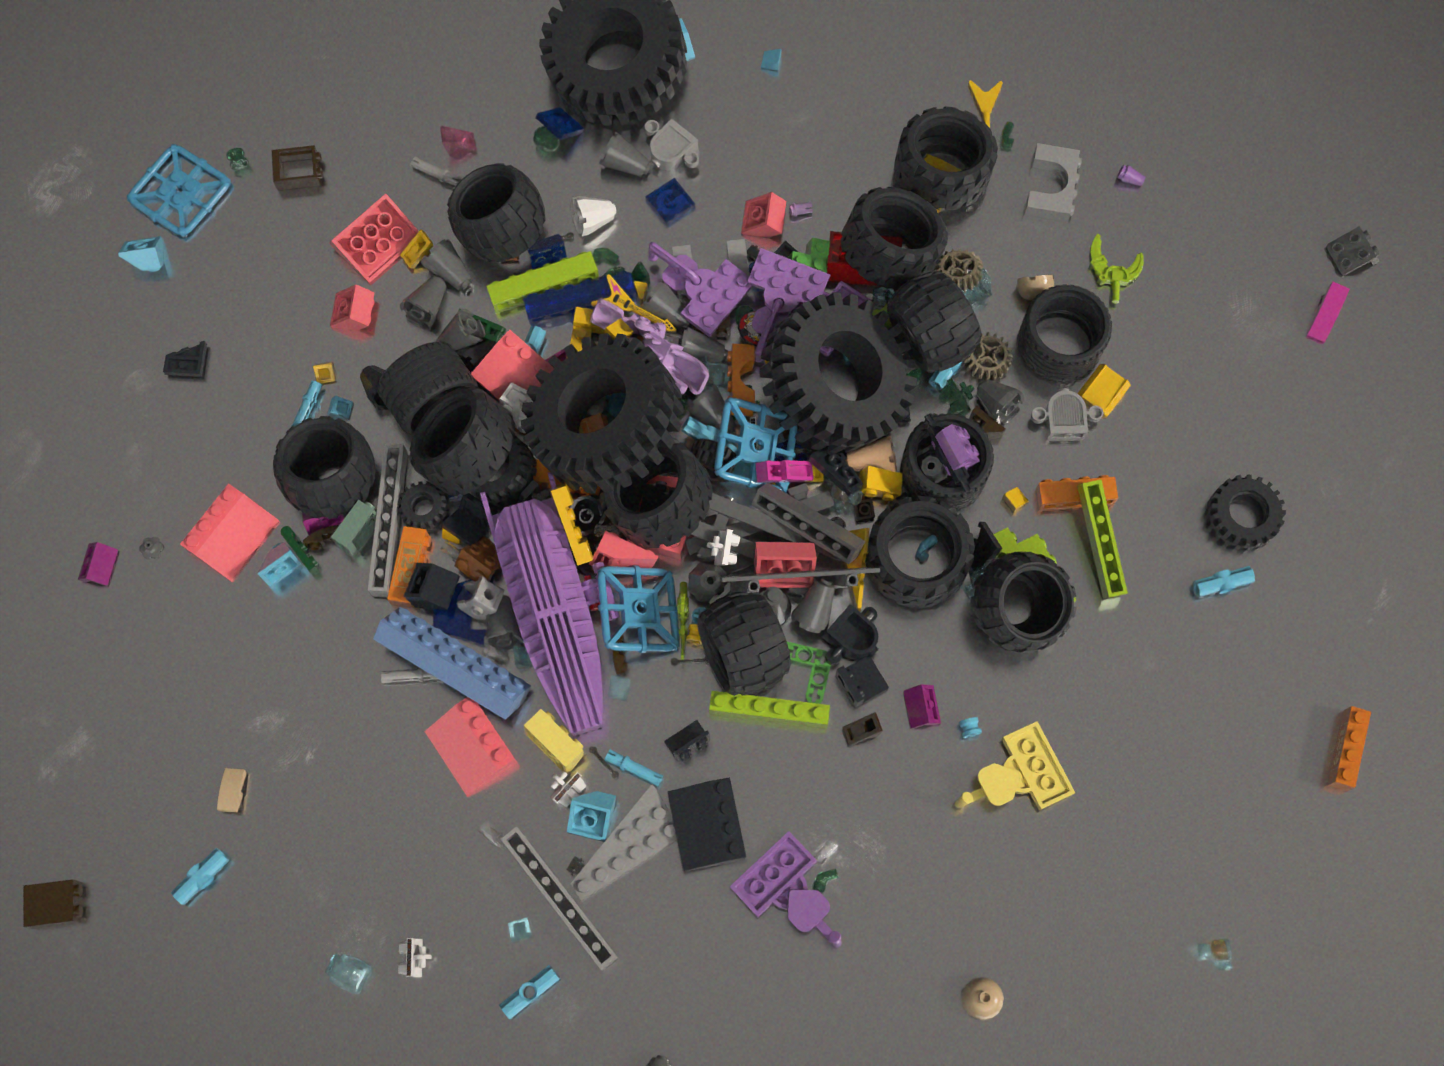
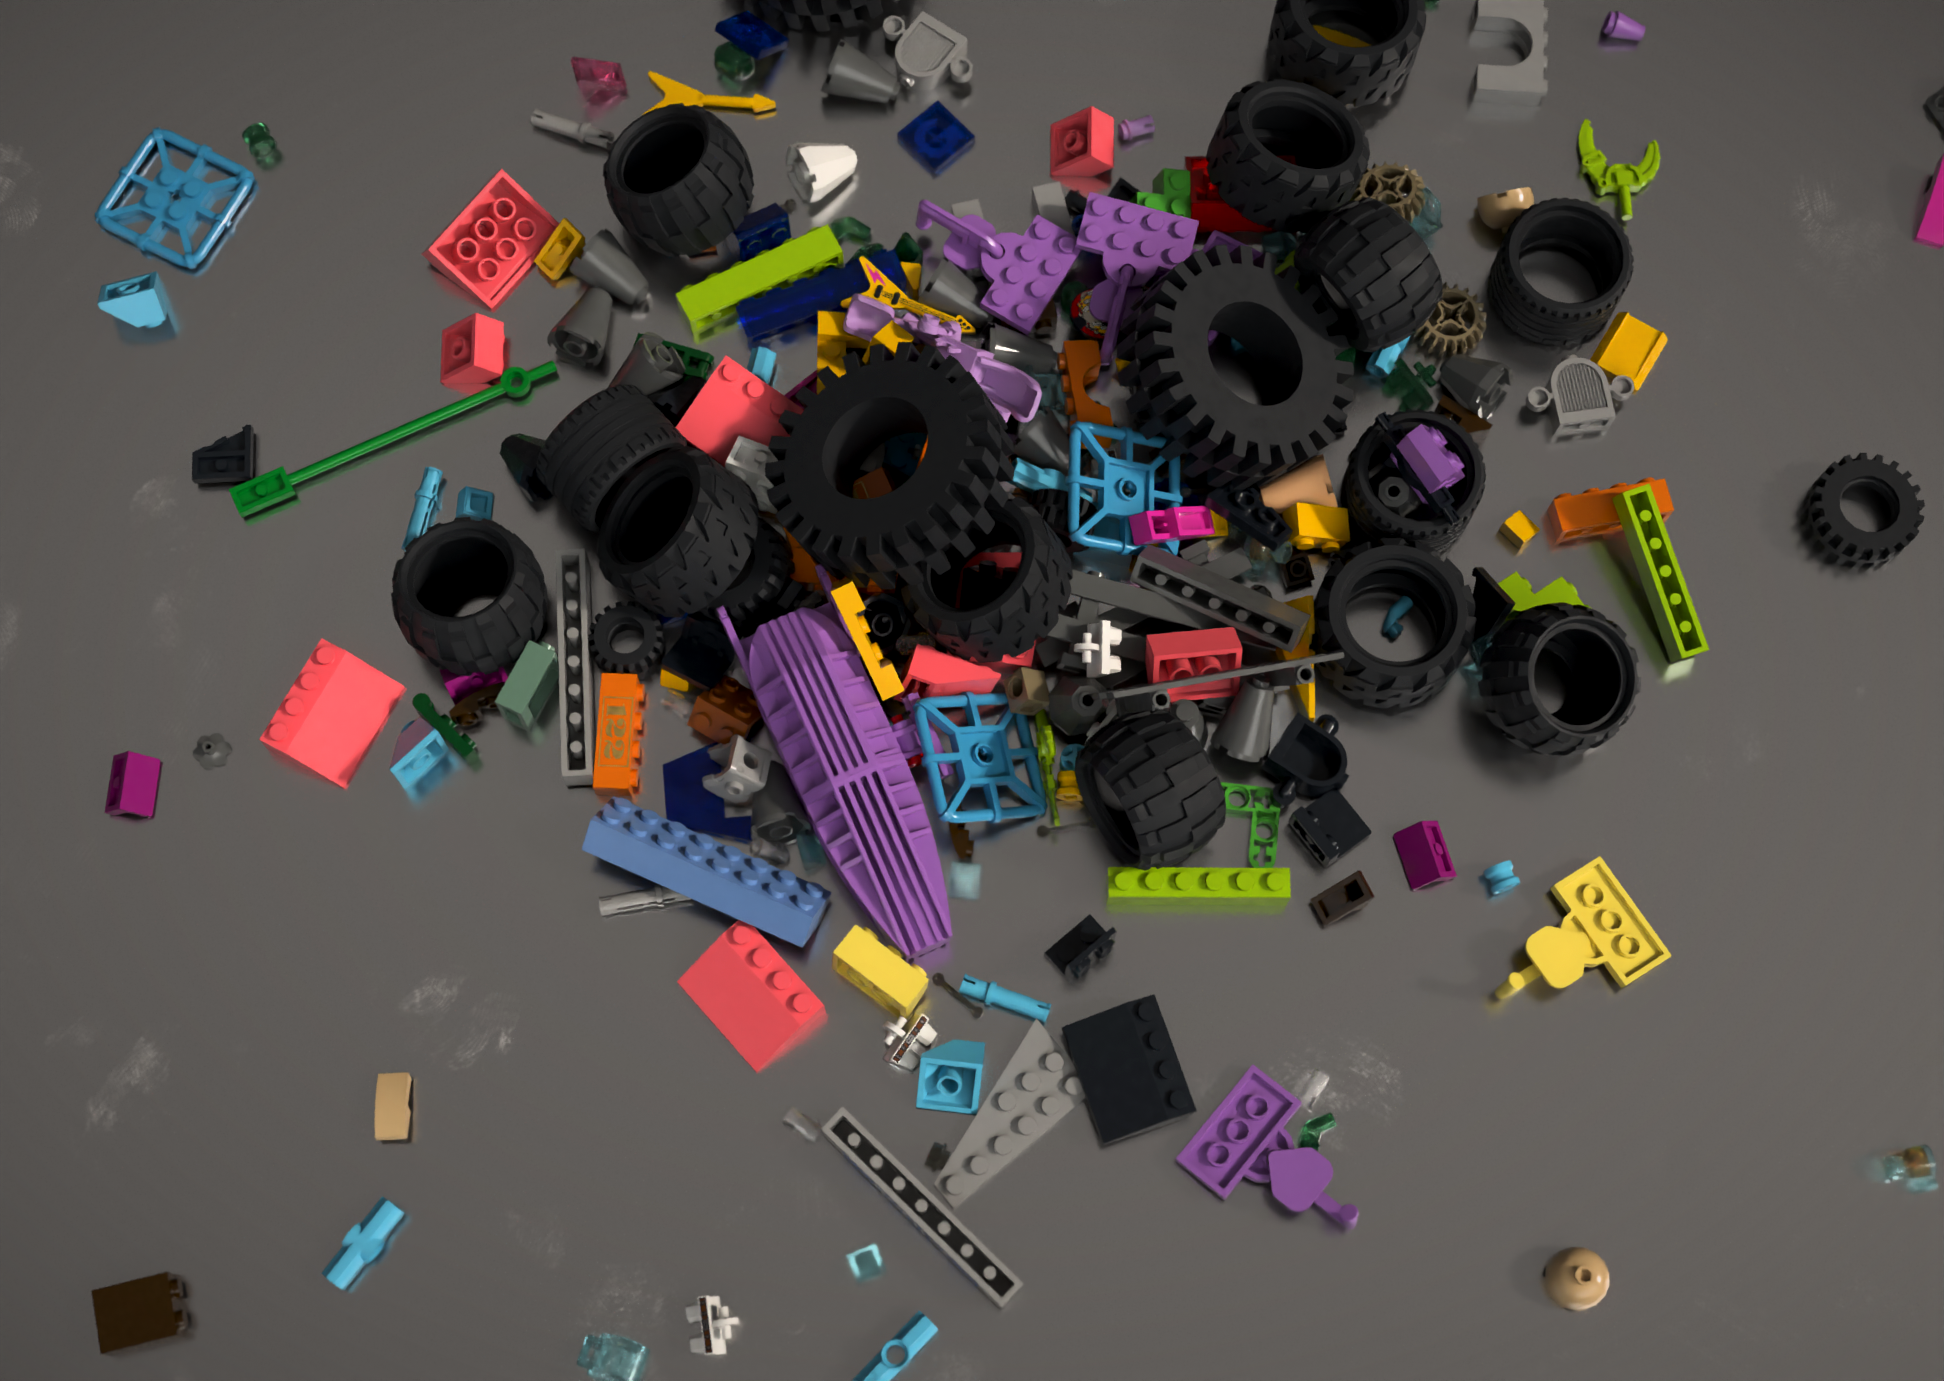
camera: 10 degrees left, 0 degrees up
(217, 381) = (277, 485): none -> green bar
(295, 154) = (349, 124): dark brown window -> none
(324, 372) = (442, 453): yellow slope -> none
(431, 587) = (658, 760): black slope -> none
(510, 157) = (680, 93): none -> yellow piece
(675, 569) = (1027, 691): none -> dark tan brick
(1224, 581) = (1845, 616): medium azure piece -> none

